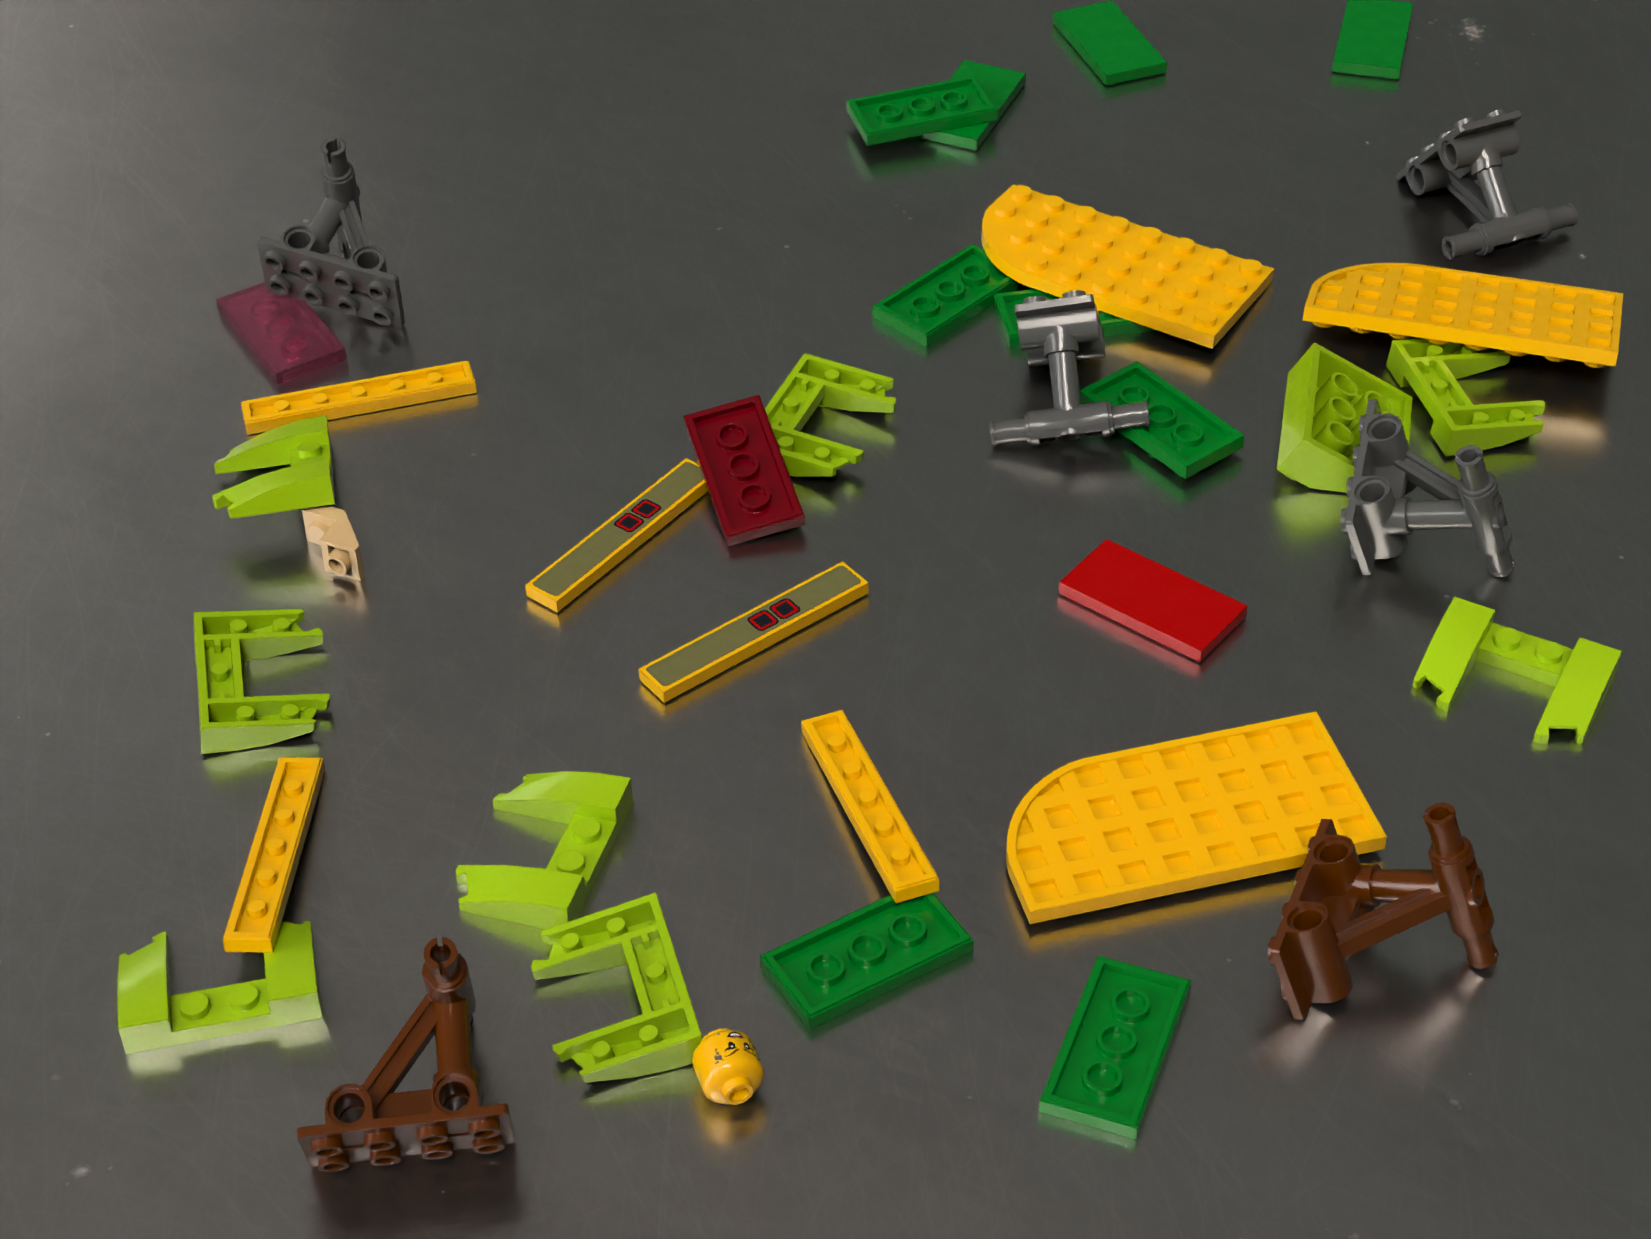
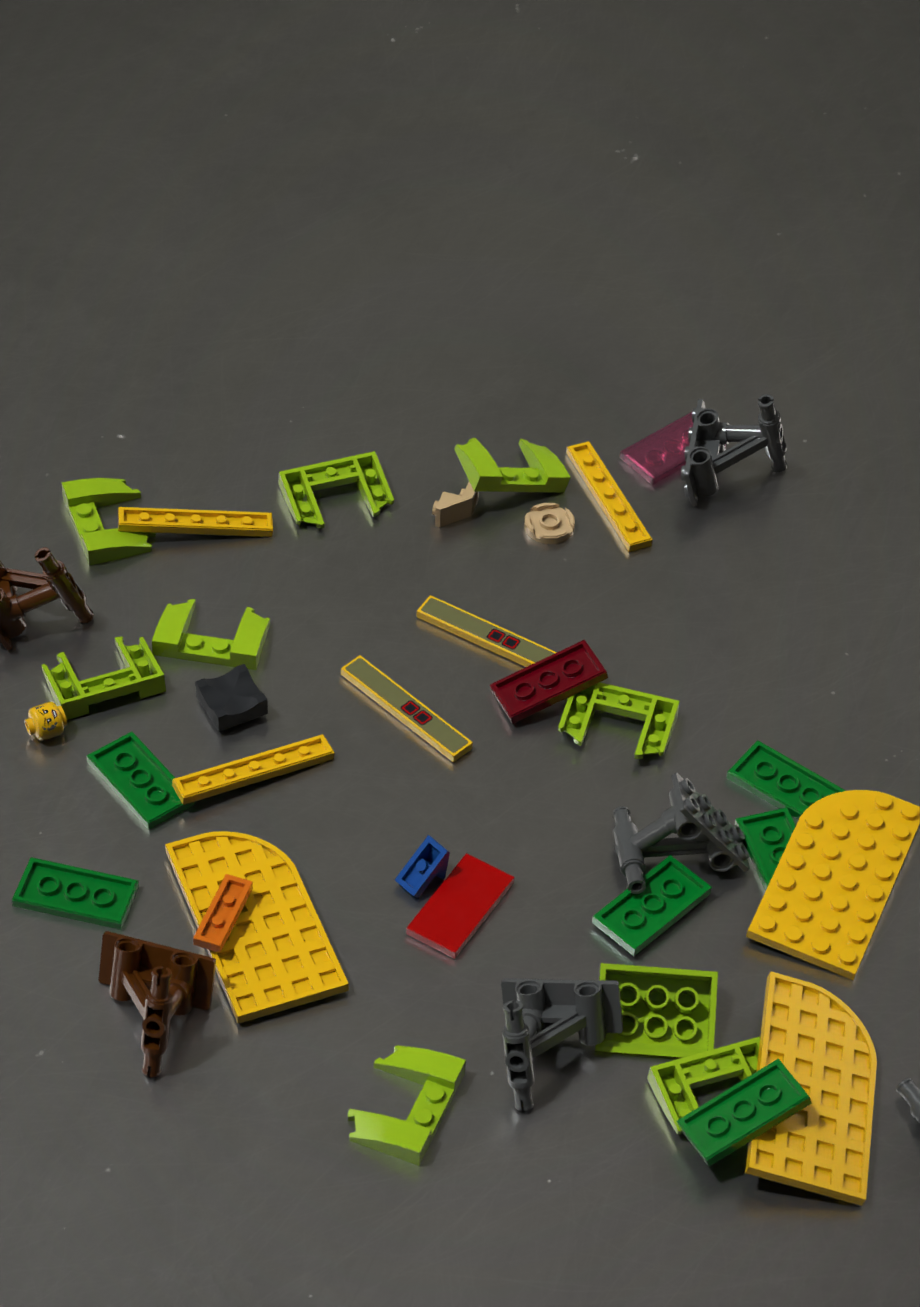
camera: 80 degrees right, 5 degrees up
(398, 459) = (549, 523): none -> tan tile
(713, 819) = (231, 698): none -> black brick
(1093, 609) = (426, 863): none -> blue slope
(1195, 832) = (223, 913): none -> orange plate
(1536, 347) = (744, 1112): none -> green tile

